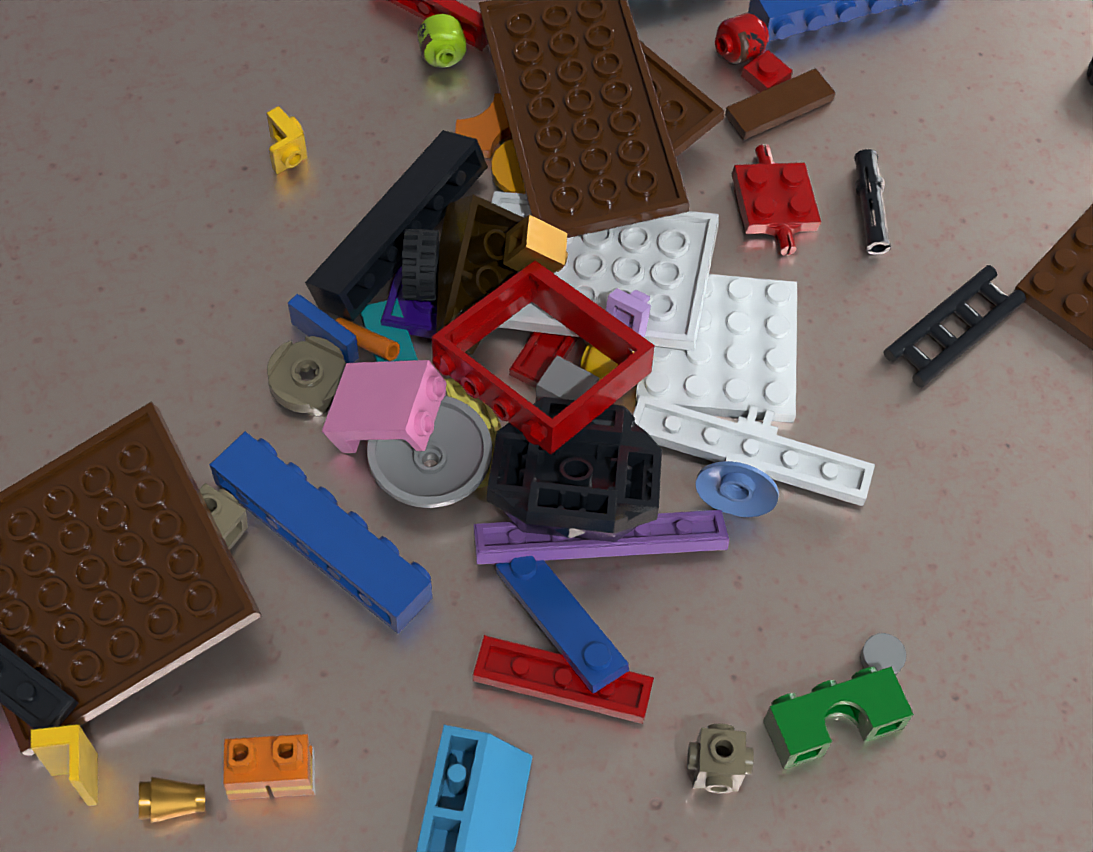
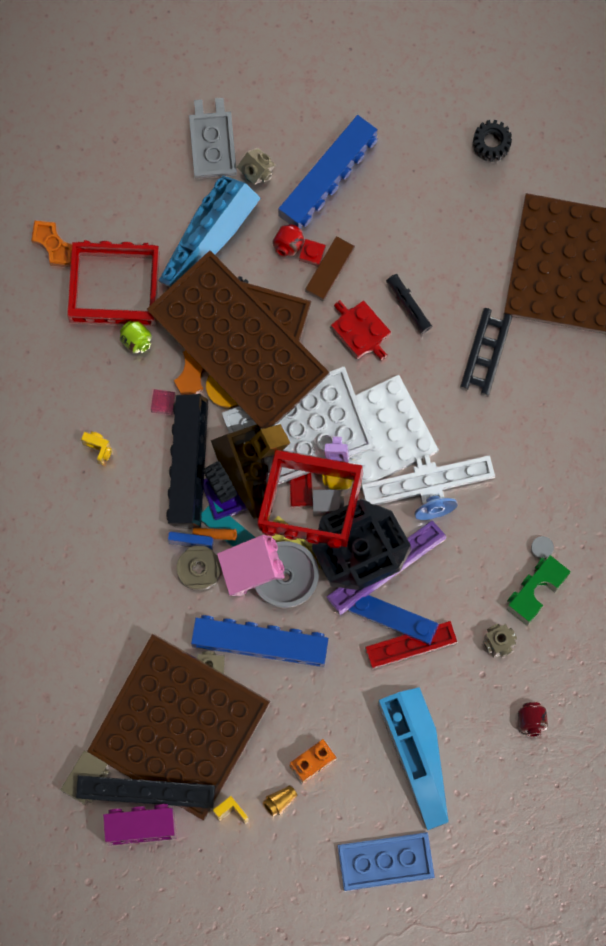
camera: 30 degrees left, 15 degrees up
(417, 137) = (163, 402): none -> clear pink plate

